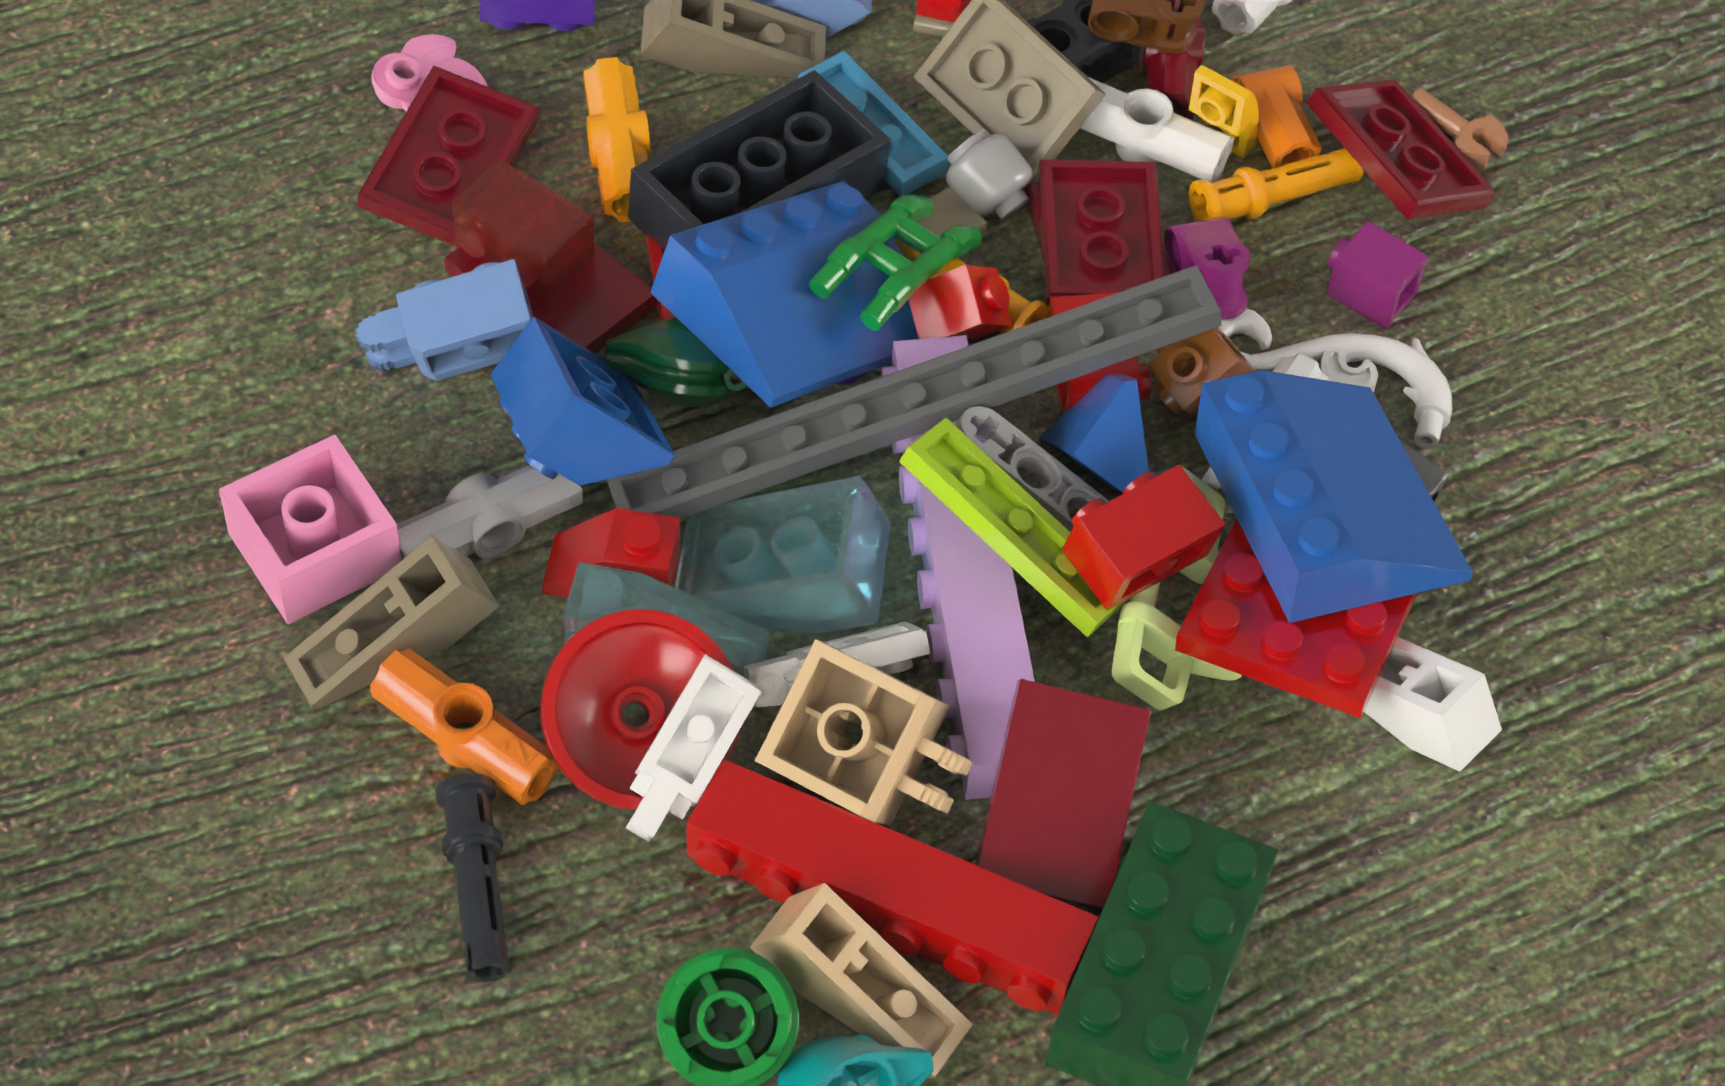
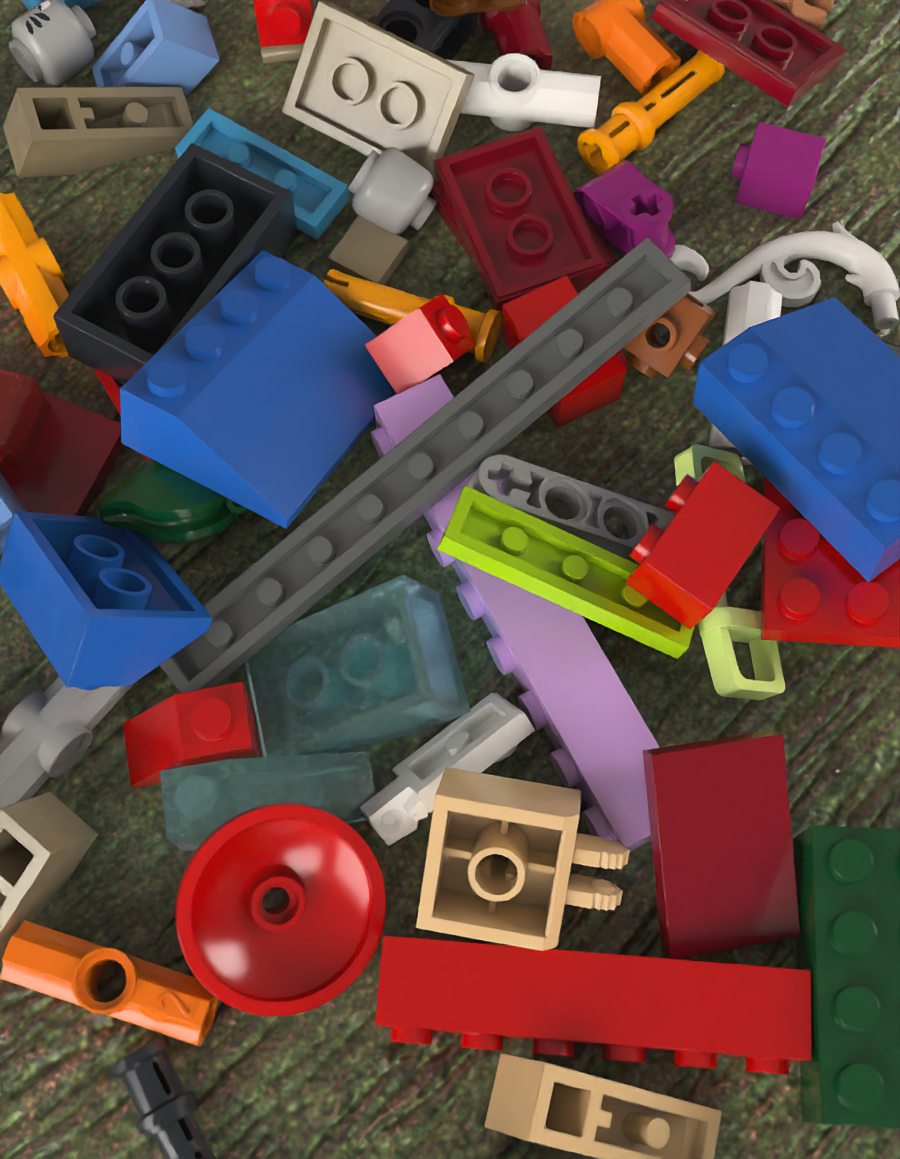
camera: 15 degrees left, 15 degrees up
(691, 744) = (346, 935): white hinge -> none
(905, 275) = (363, 334): green piece -> none
(1104, 432) = (610, 433): blue slope -> none
(1225, 108) = (585, 49): yellow slope -> none

